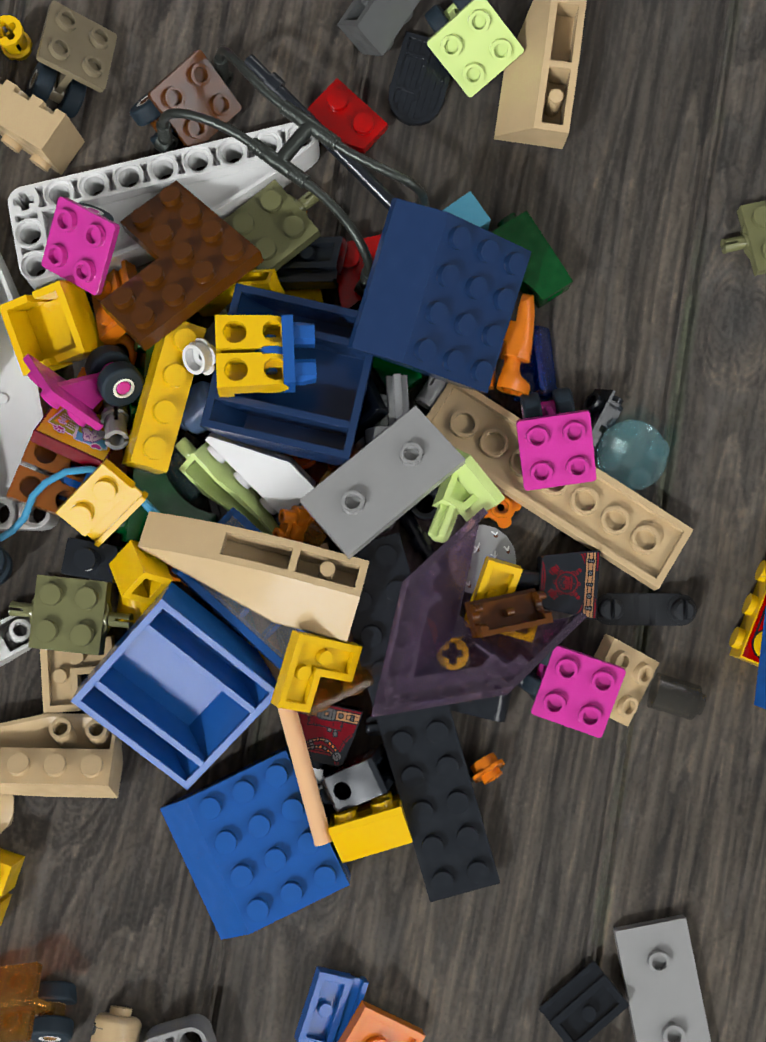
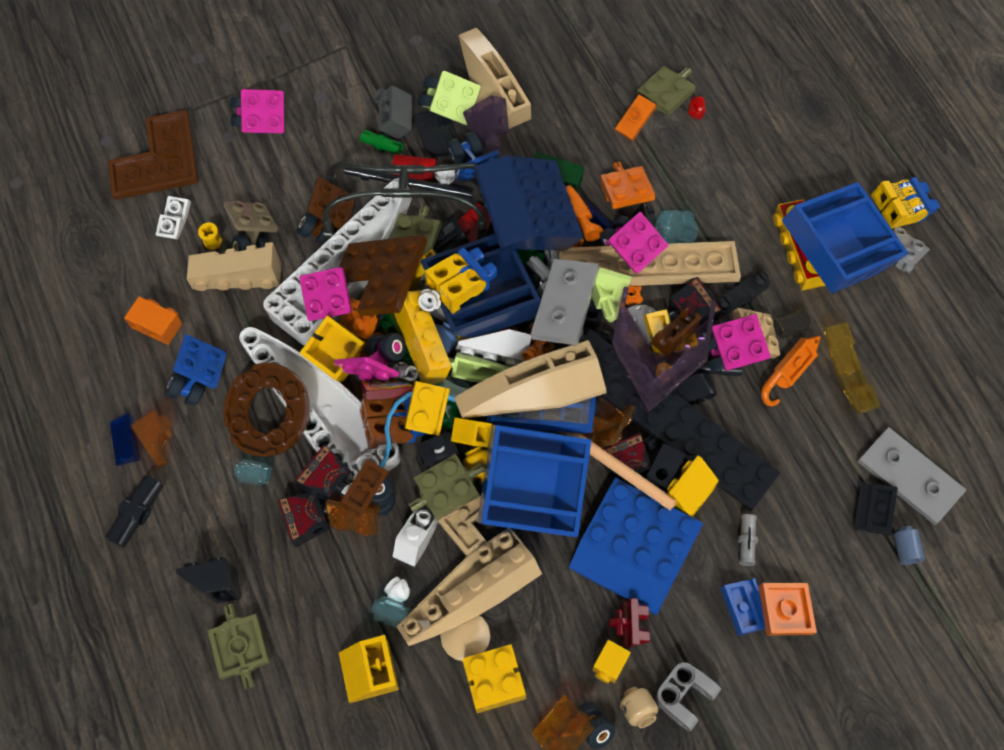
camera: 35 degrees left, 20 degrees down
(121, 961) = (610, 662): none -> yellow brick
(173, 930) = (628, 623): none -> dark red hips
(306, 661) = (595, 412): yellow plate -> none
(333, 45) = (381, 142): none -> green pin
(385, 153) = (445, 177): none -> white plate
(396, 932) = (748, 540): none -> light grey pin
(435, 135) = (468, 150): none -> plate
(487, 768) = (727, 421): orange plate -> none
(493, 117) = (488, 120): none -> clear purple torso
(609, 350) = (626, 186): none -> orange plate
(627, 754) = (791, 367): none -> orange plate
(698, 811) = (848, 369): none -> clear yellow slope
(705, 248) = (635, 117): none -> orange plate

